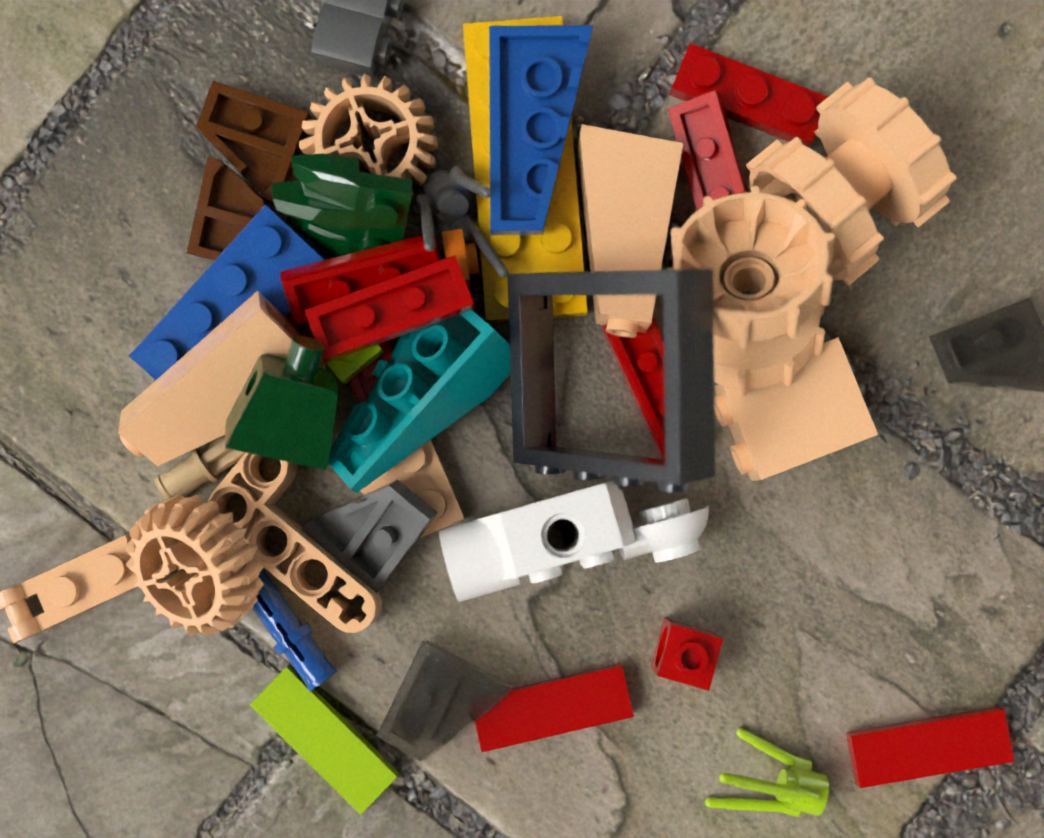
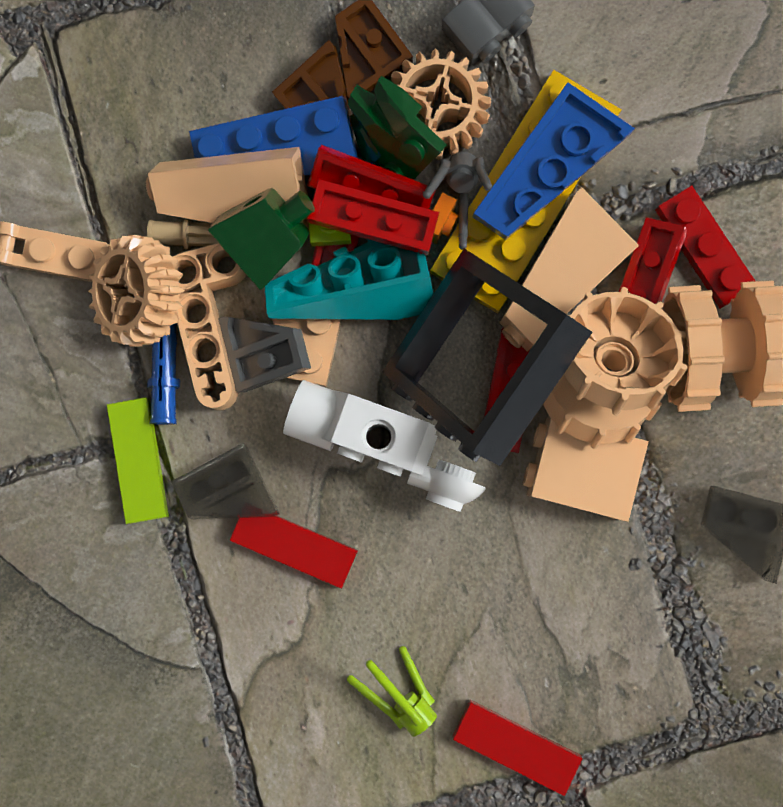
camera: 40 degrees right, 0 degrees up
(686, 654) = (403, 572): red brick -> none

